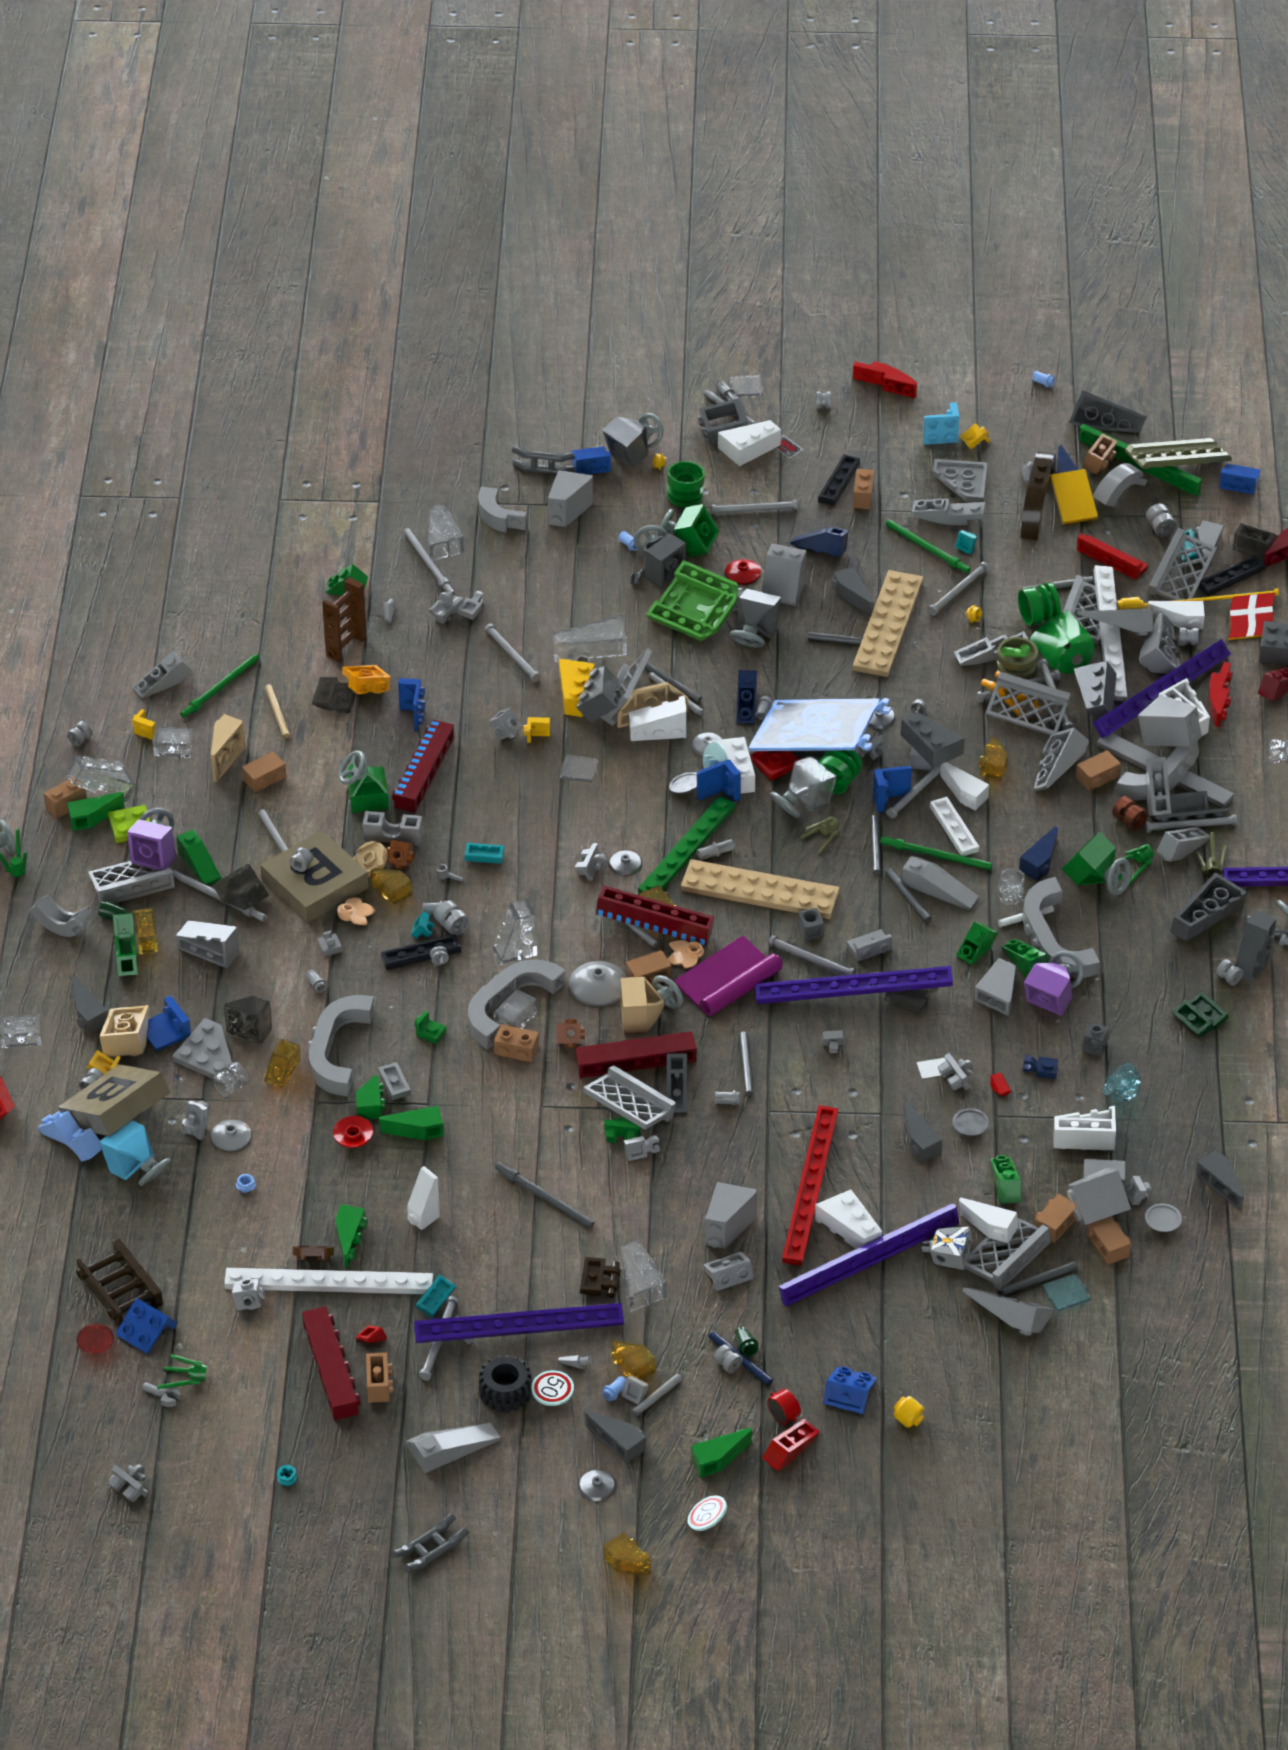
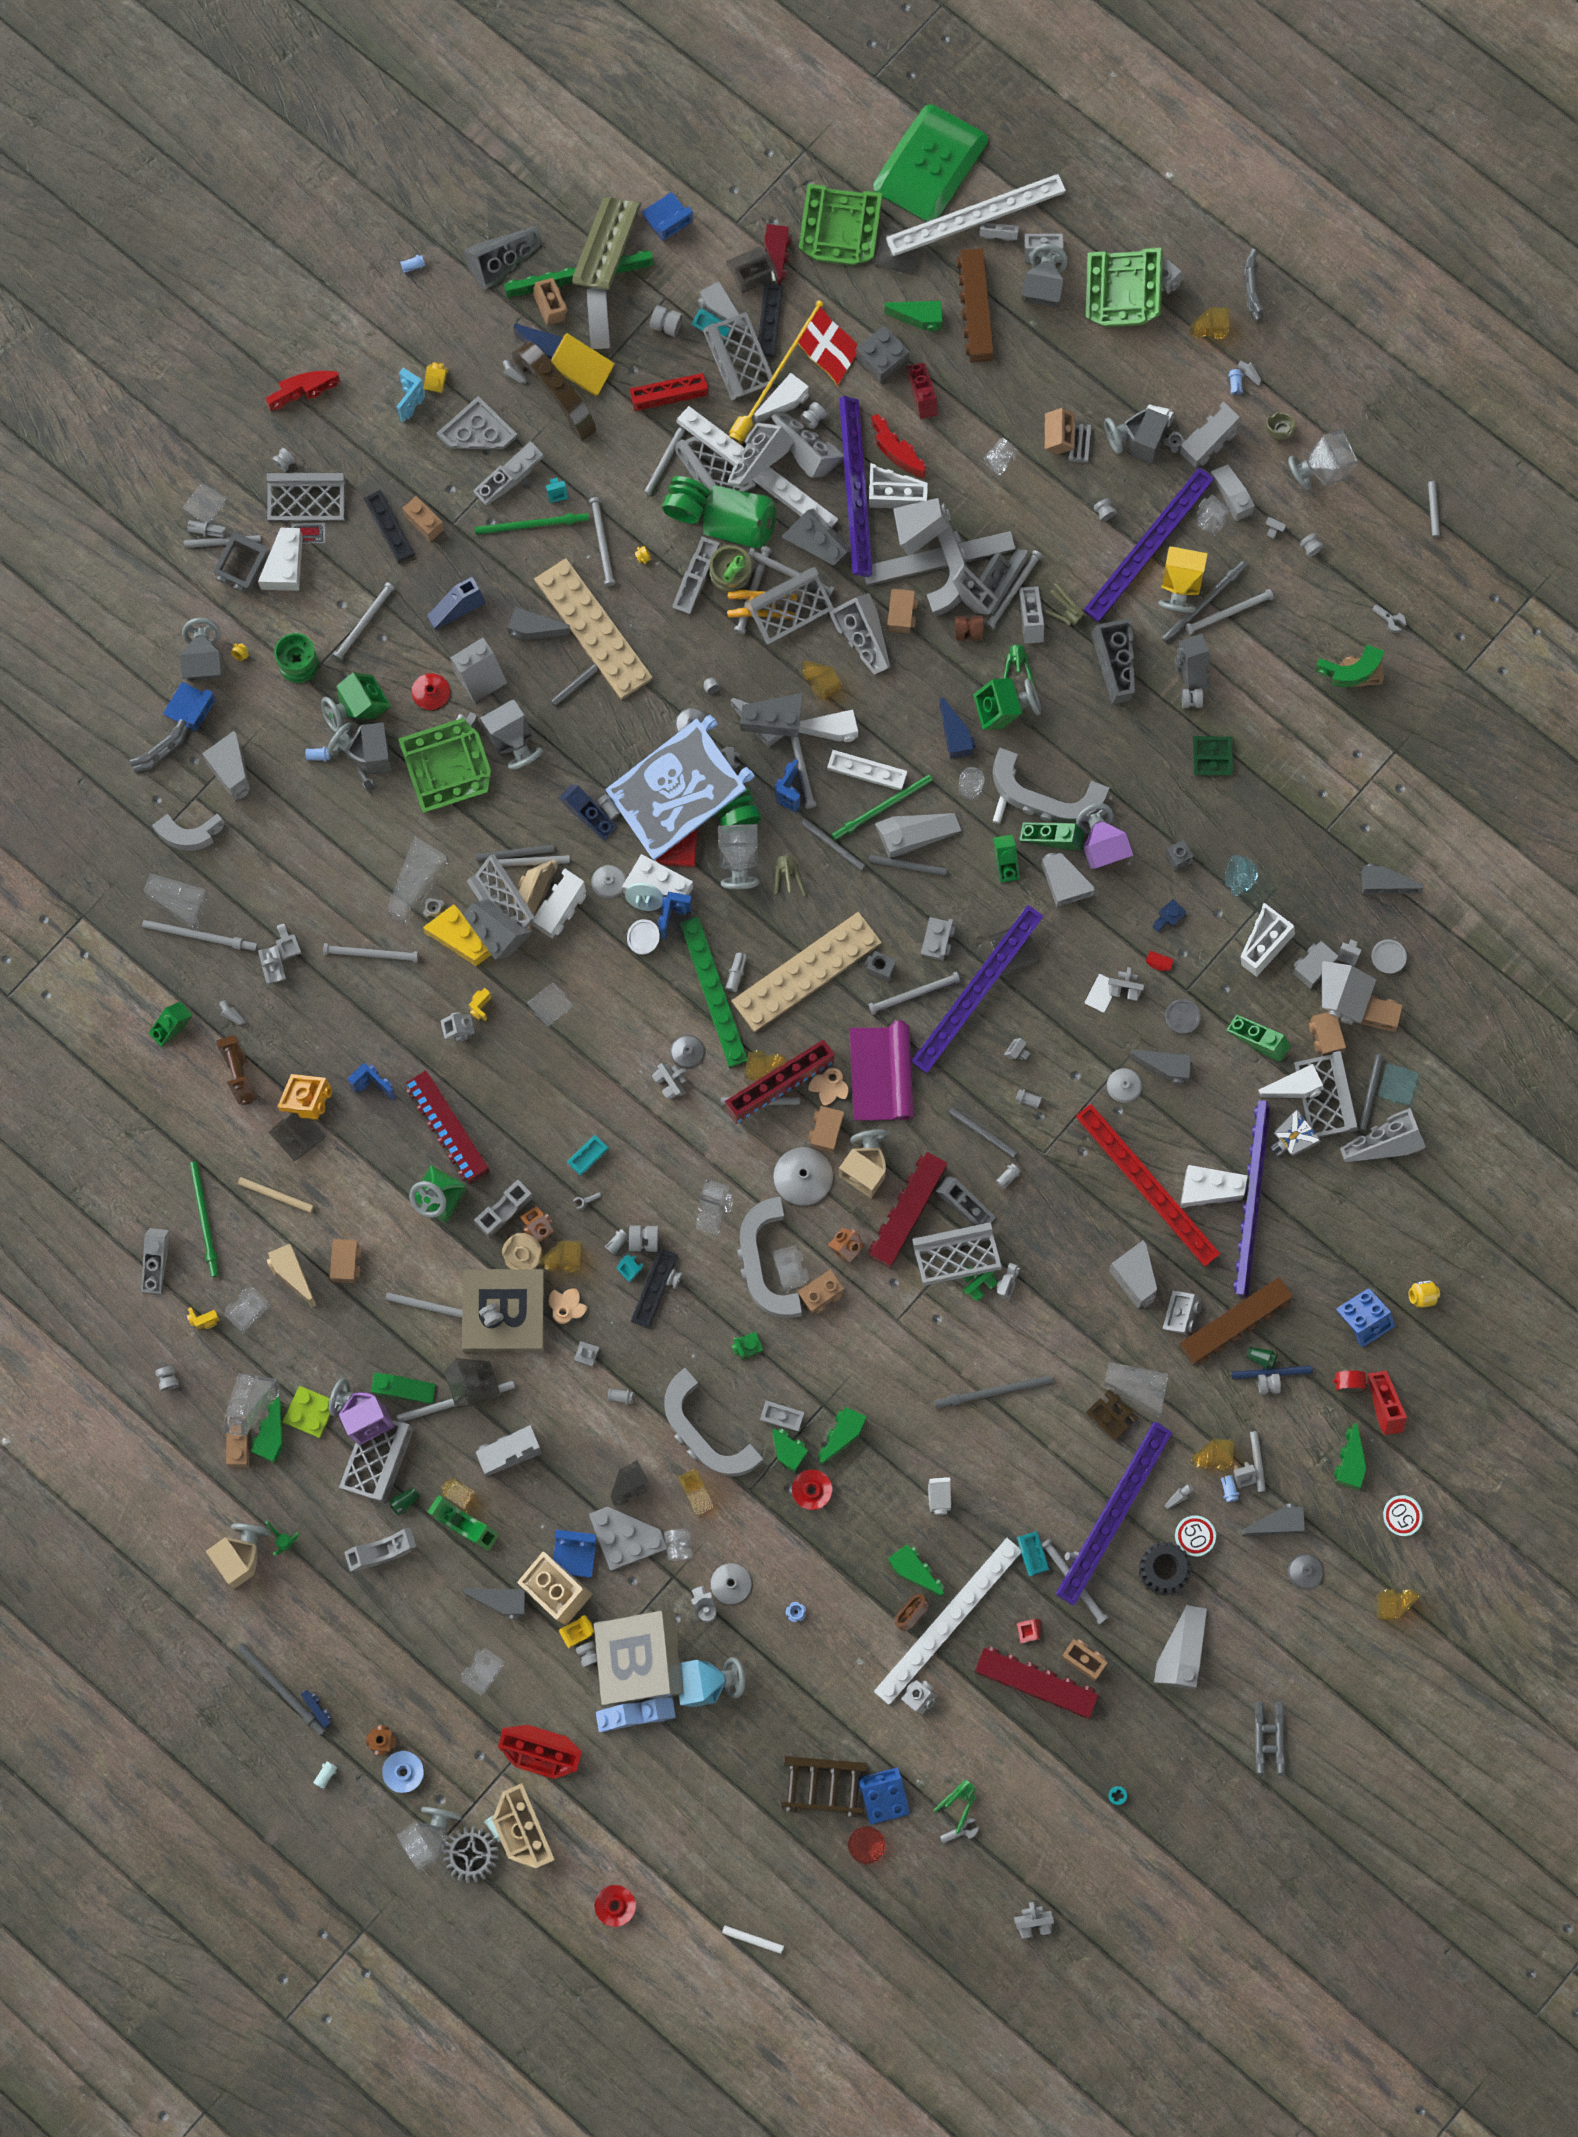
camera: 50 degrees left, 30 degrees up
(757, 1305) = (1236, 1321): none -> reddish brown brick
(799, 1067) = (1028, 1099): none -> light grey pin
(820, 418) = (305, 480): none -> light grey fence
(877, 1126) = (1124, 1085): none -> light grey piece

